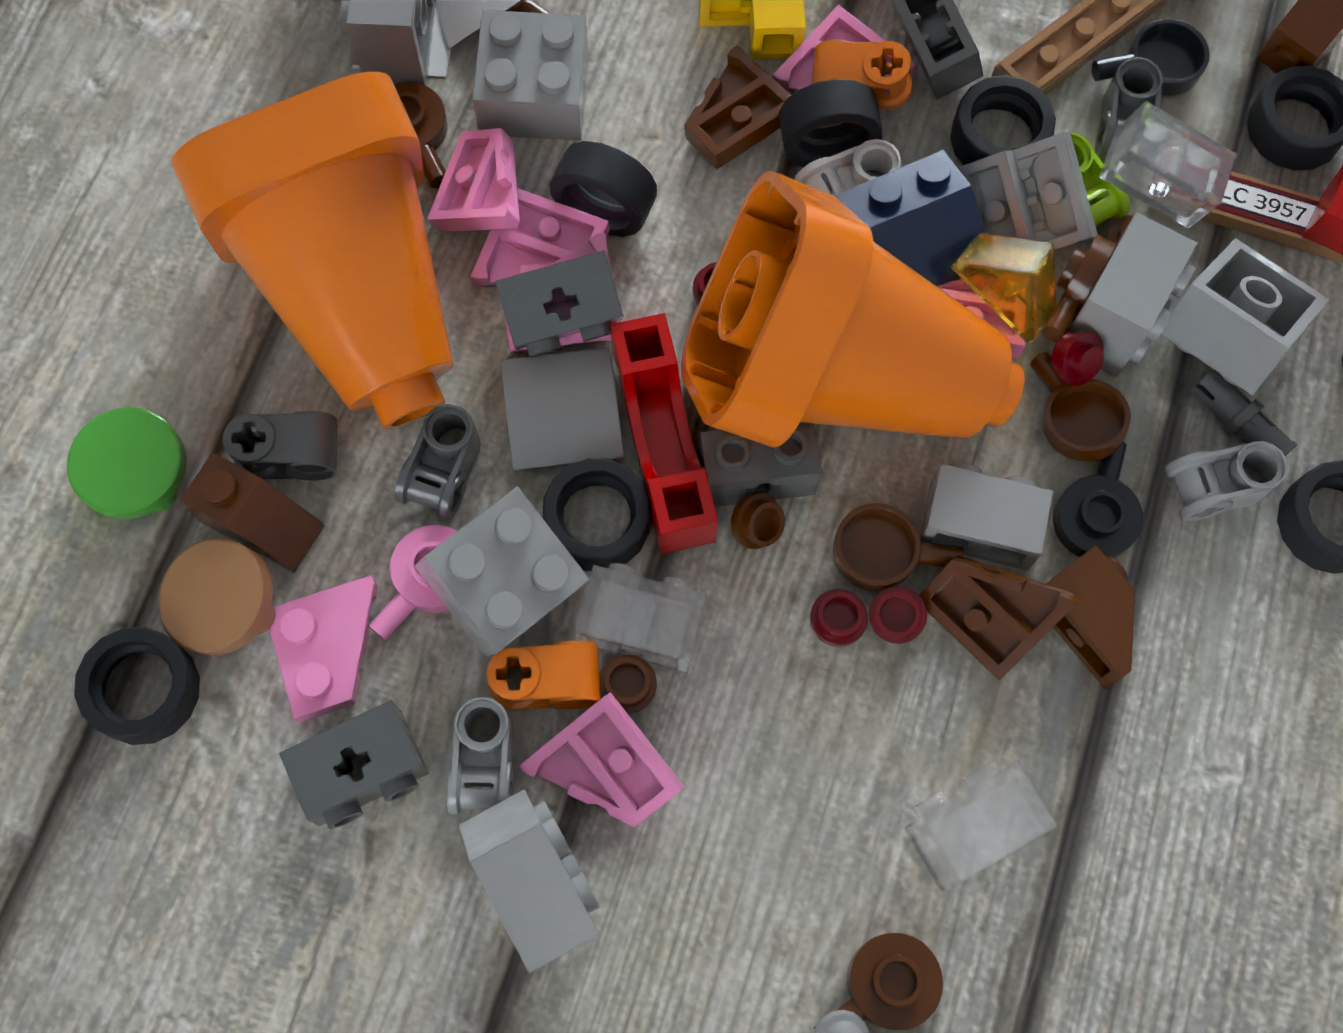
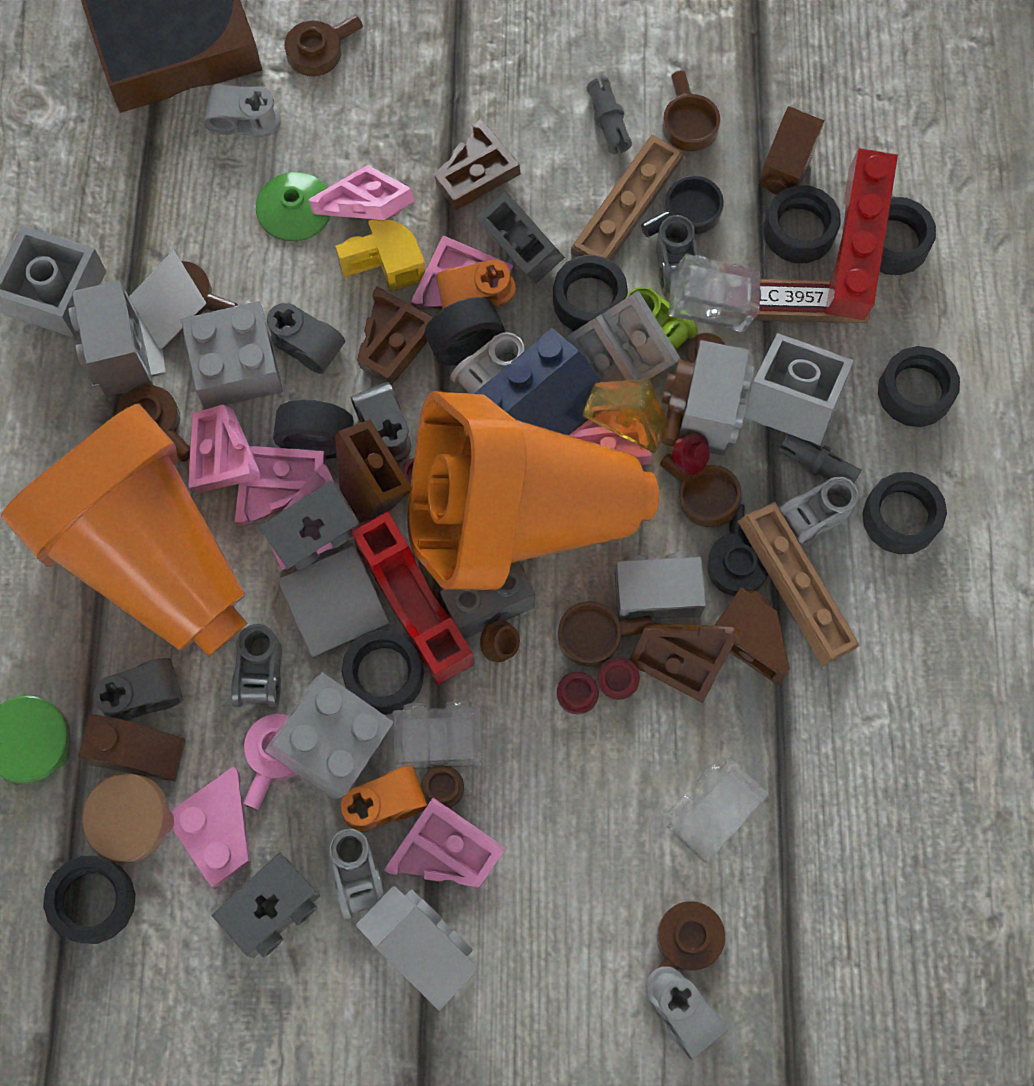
camera: 15 degrees left, 0 degrees up
(627, 78) = (308, 340): none -> dark grey piece
(655, 259) = (368, 472): none -> reddish brown slope
(694, 209) = (385, 413): none -> dark grey piece
(1172, 566) = (798, 583): none -> medium nougat tile

